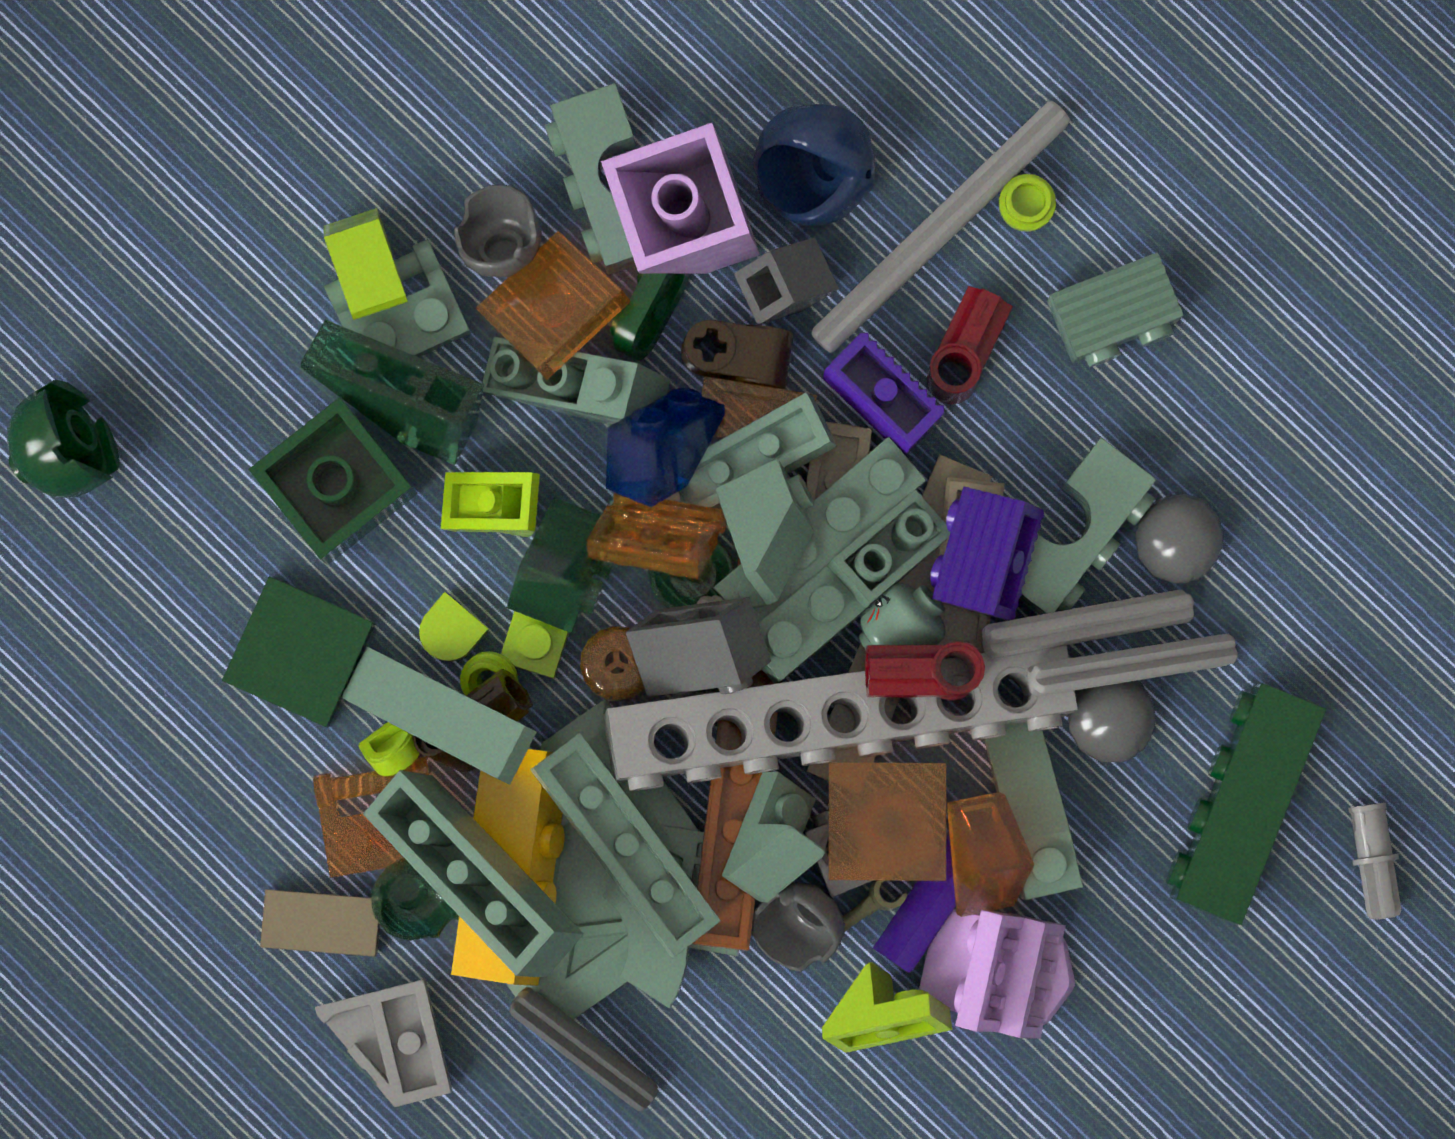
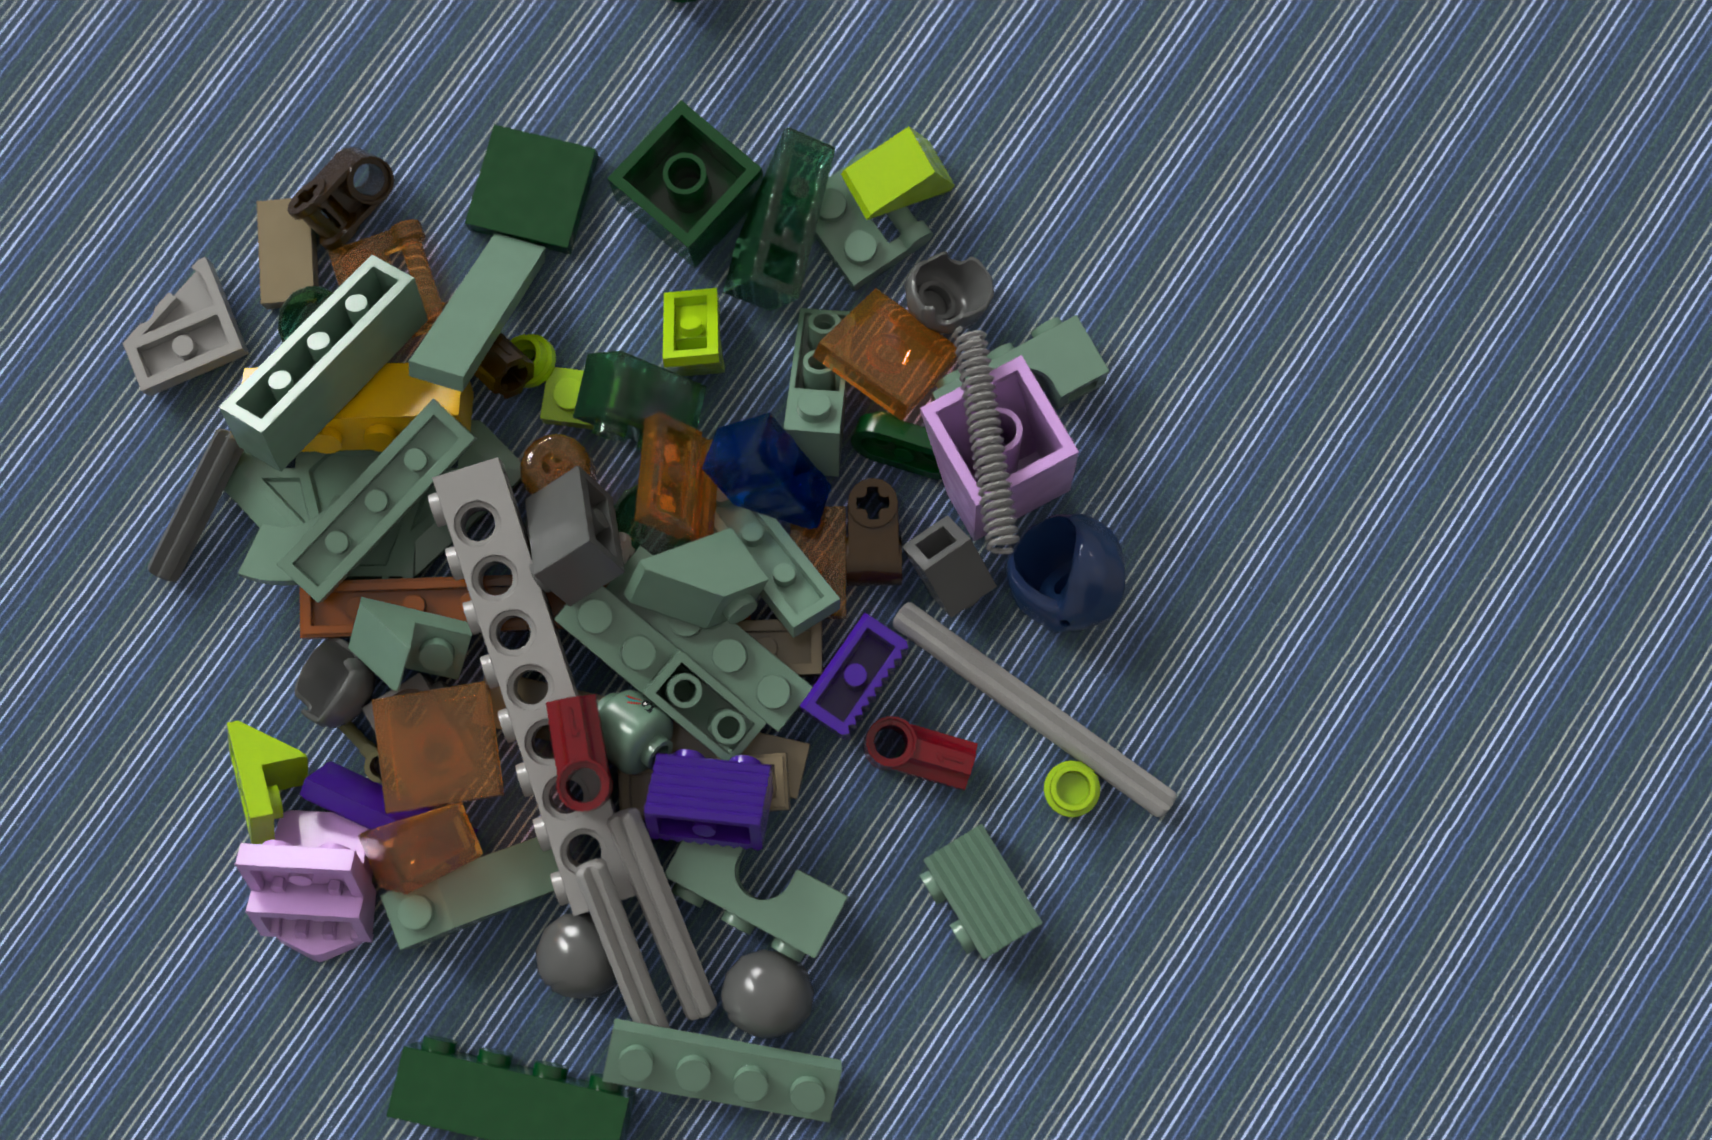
camera: 85 degrees right, 5 degrees down
(271, 846) = (339, 199): none -> dark brown piece
(389, 750) = (445, 278): lime tile -> none
(450, 630) = (572, 319): lime tile -> none
(756, 216) = (986, 415): none -> light grey piece
(1248, 591) = (722, 1070): none -> sand green plate

